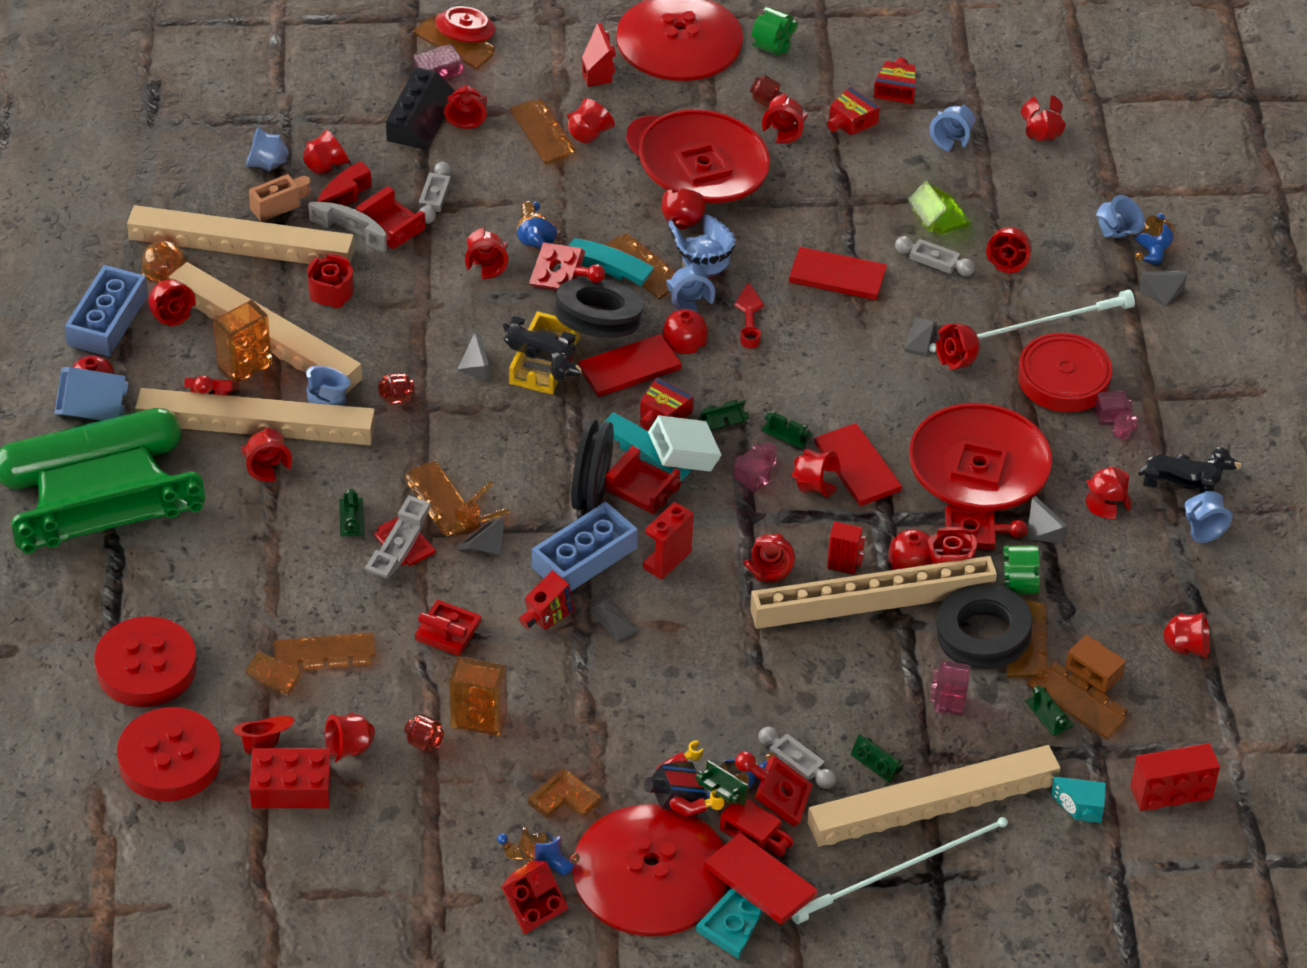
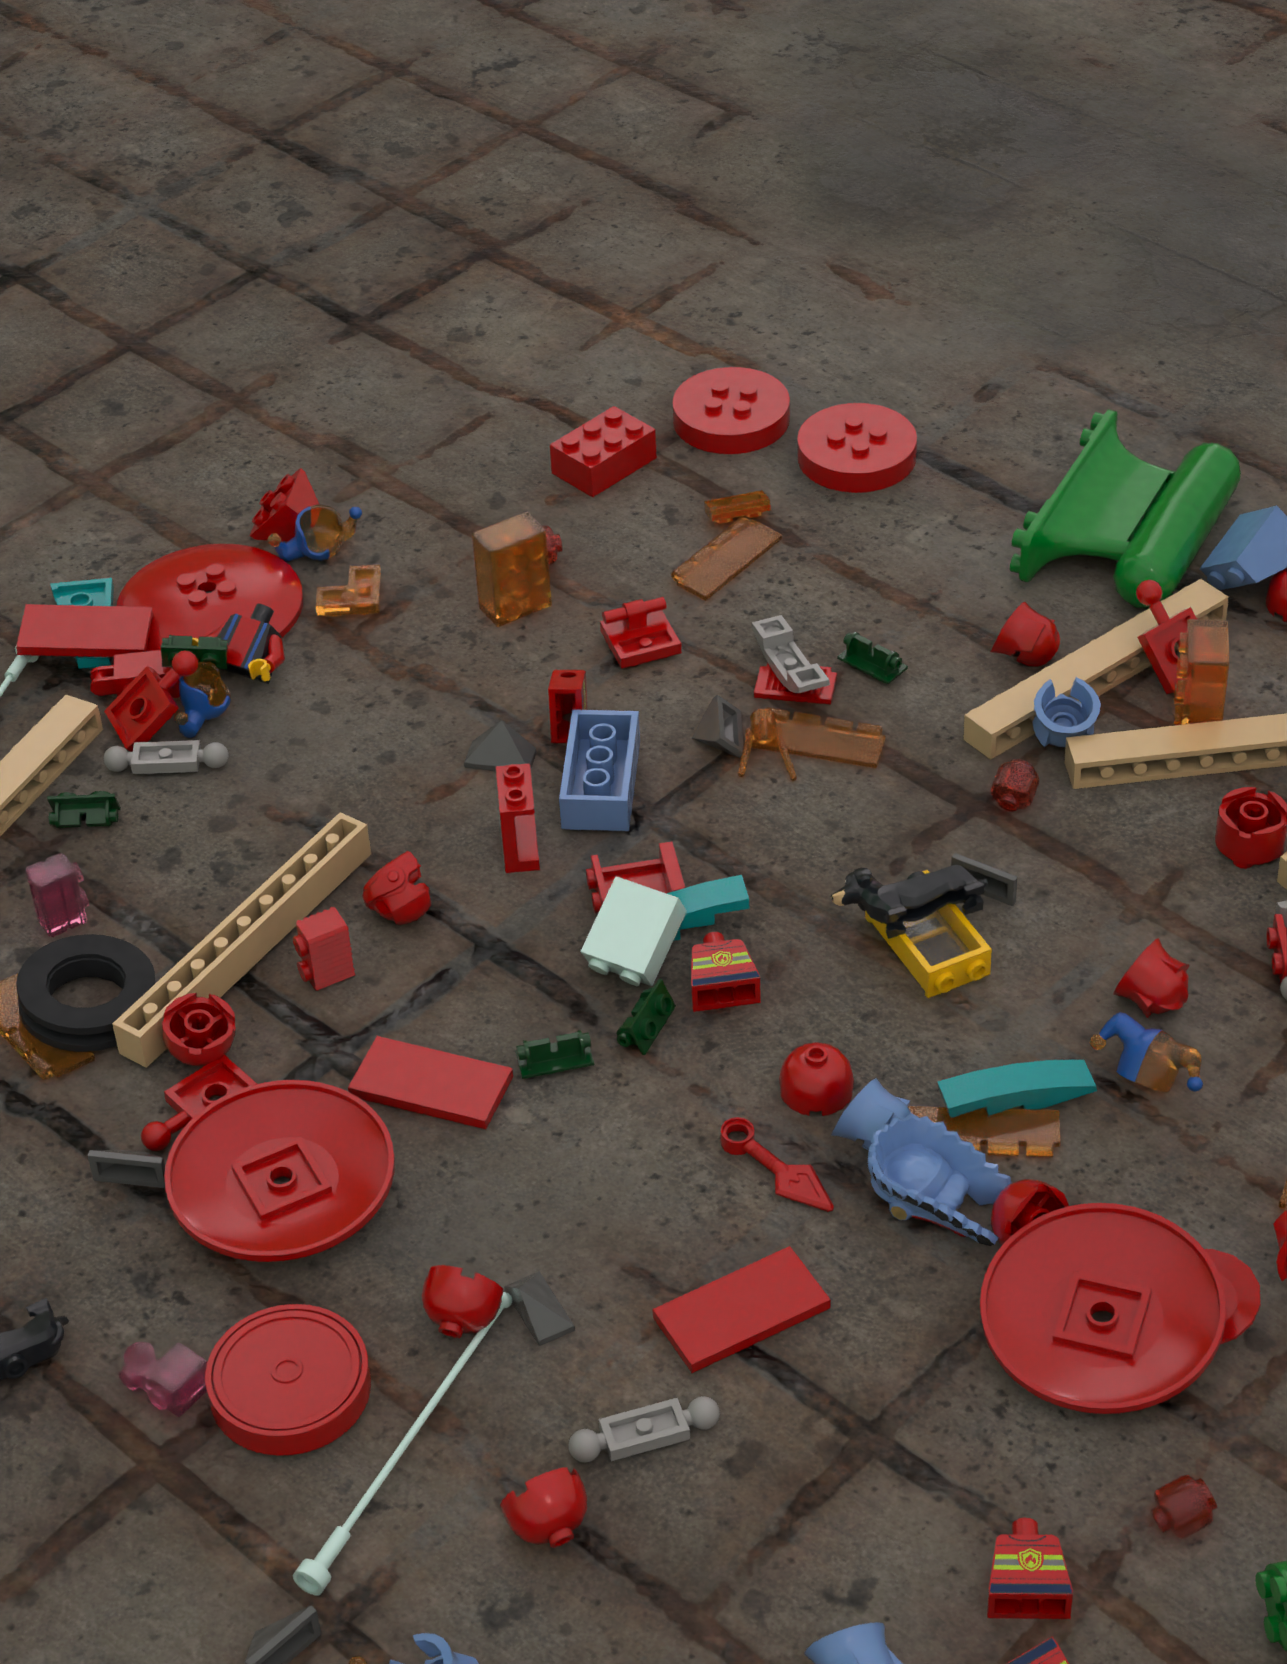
camera: 140 degrees right, 5 degrees down
(262, 733) = (675, 454): red piece -> none
(348, 735) = (598, 497): red helmet -> none
(571, 261) = (1037, 1019): plate -> none
(592, 465) = (677, 801): black tyre -> none
(619, 322) = (920, 1047): black tyre -> none
(629, 365) = (826, 997): red tile -> none
(755, 466) = (536, 983): clear pink brick -> none
(786, 116) = (1093, 1469): red helmet -> none
(810, 471) = (454, 1014): red helmet -> none
(909, 550) = (260, 1022): red cylinder -> none
(937, 209) = (716, 1508): clear neon green slope -> none
(1022, 569) = (95, 1070): green brick -> none
(1108, 485) = (80, 1256): red helmet -> none

